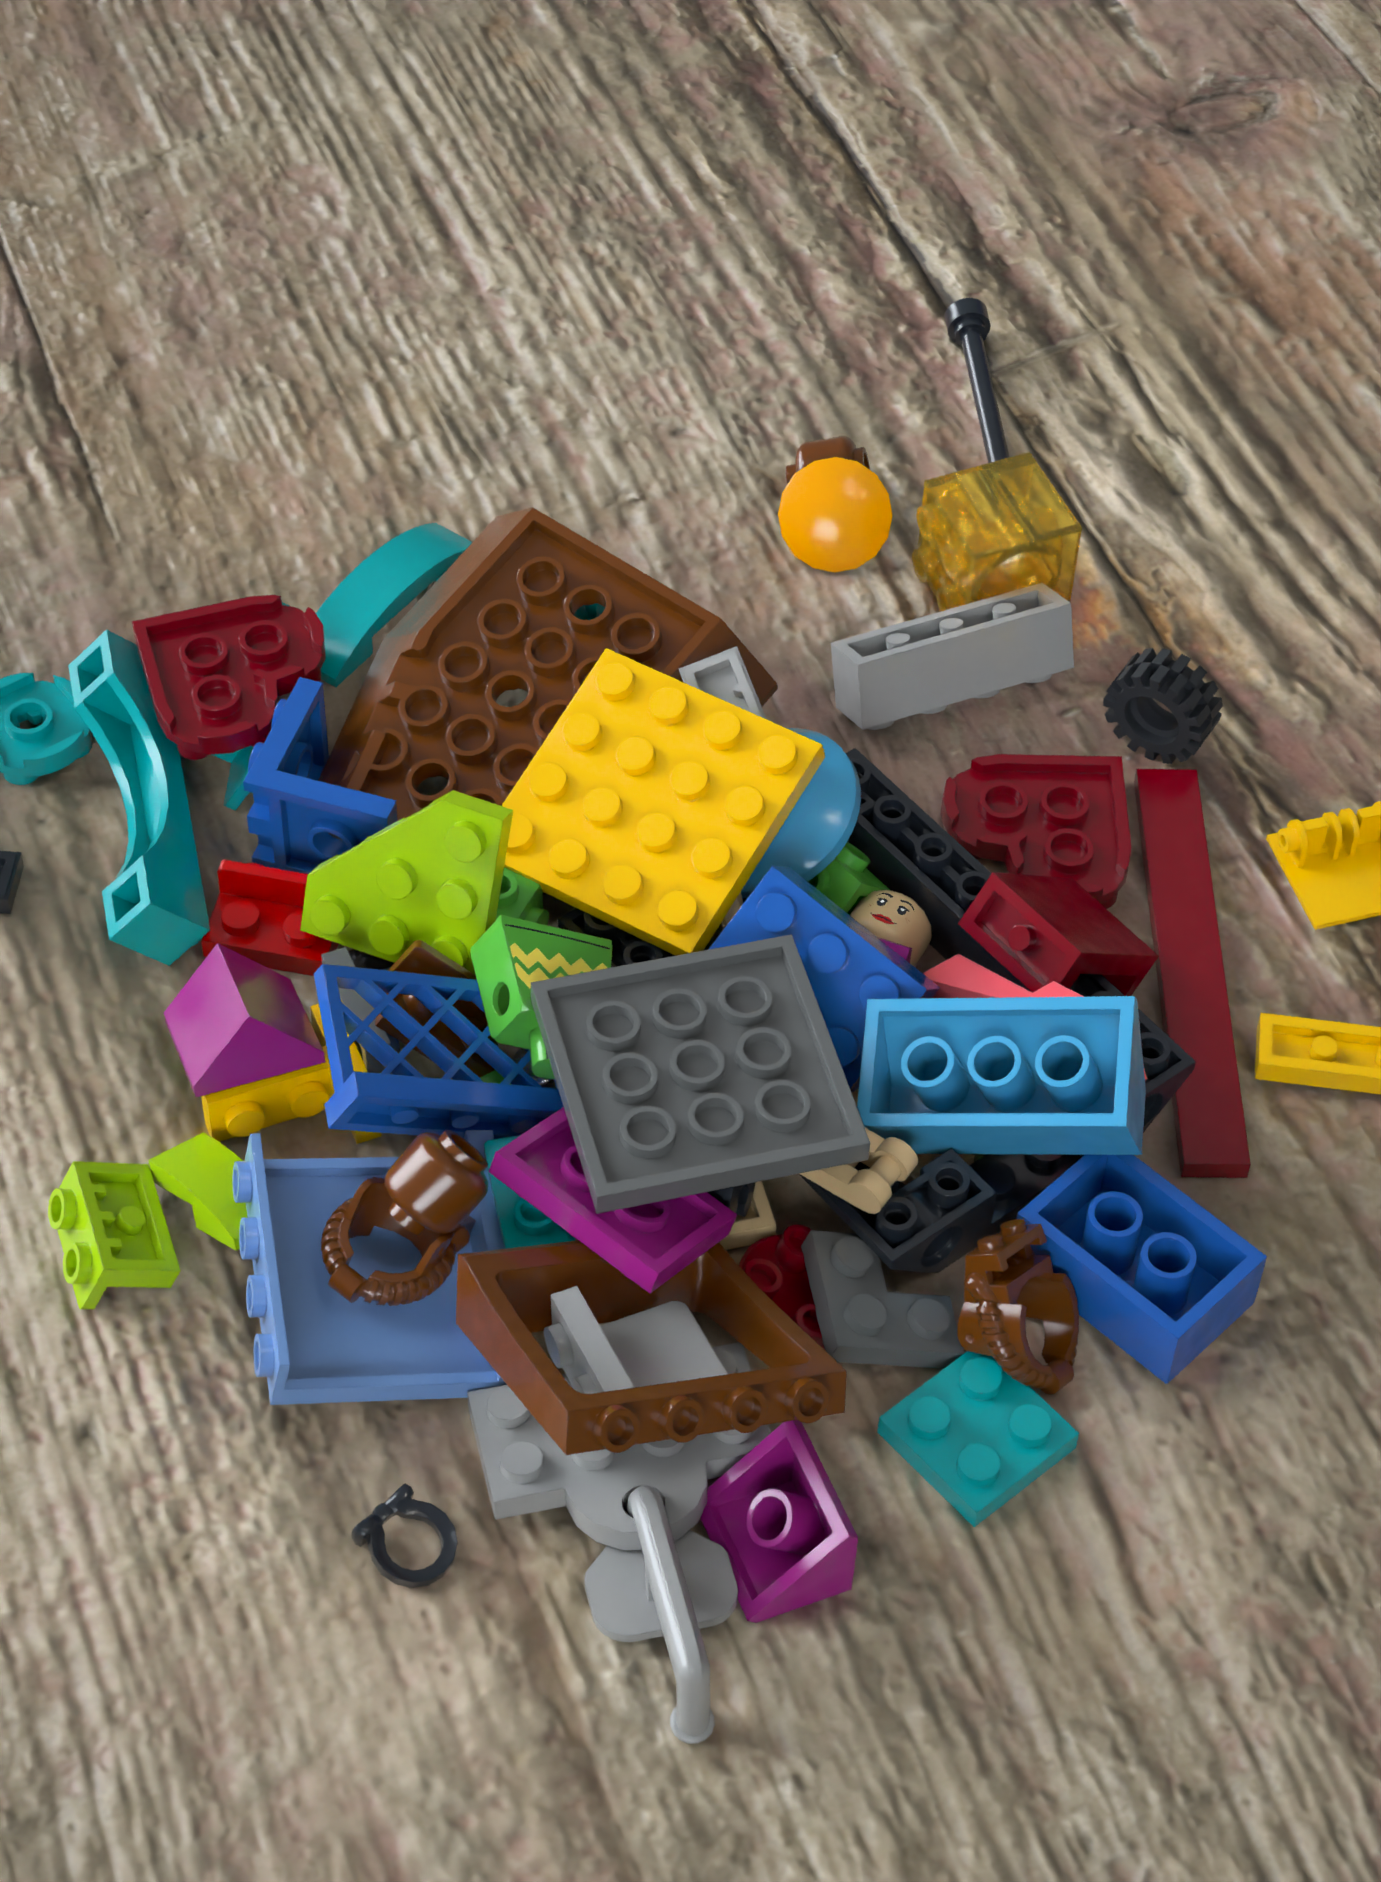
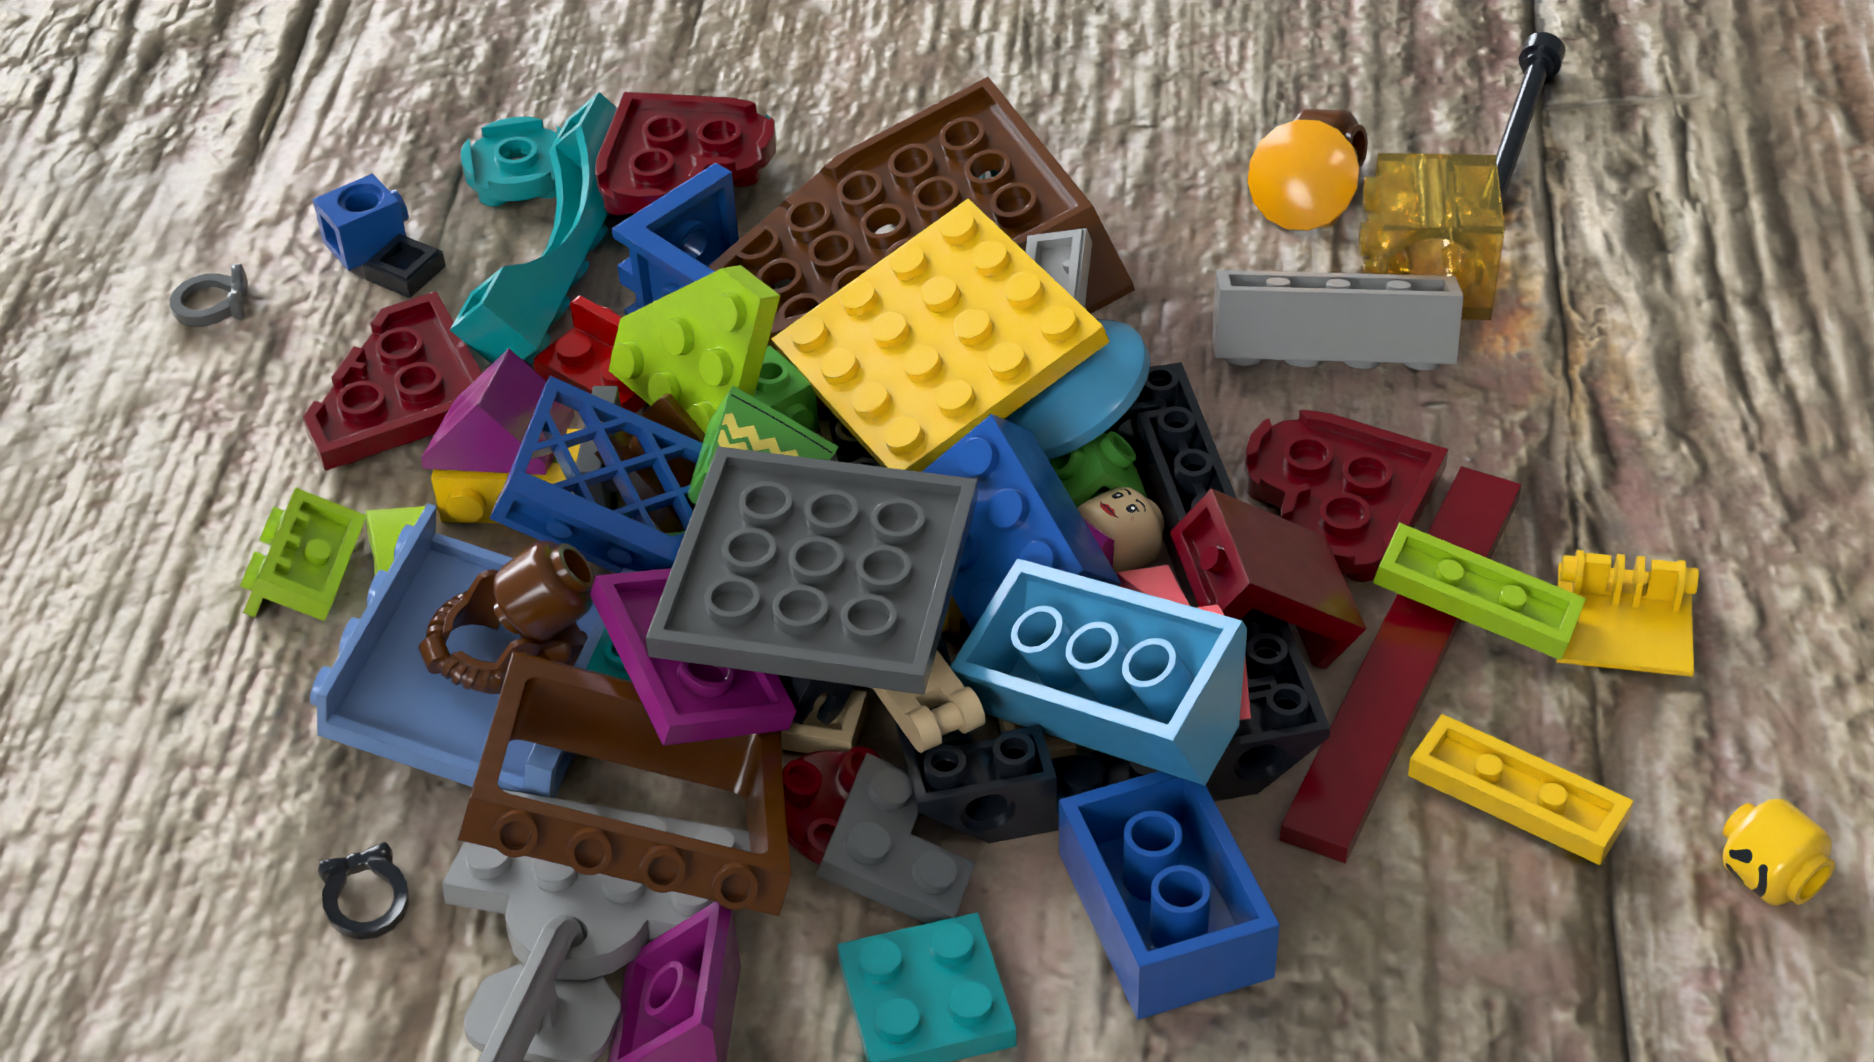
camera: 30 degrees right, 5 degrees down
(78, 1013) = (392, 385): none -> dark red plate
(379, 591) = (821, 143): teal slope -> none
(629, 1352) = (649, 797): light grey bracket -> none
(1005, 1287) = (996, 850): reddish brown piece -> none
(1179, 689) = (1511, 413): black tyre -> none
(1230, 886) = (1479, 591): none -> lime plate

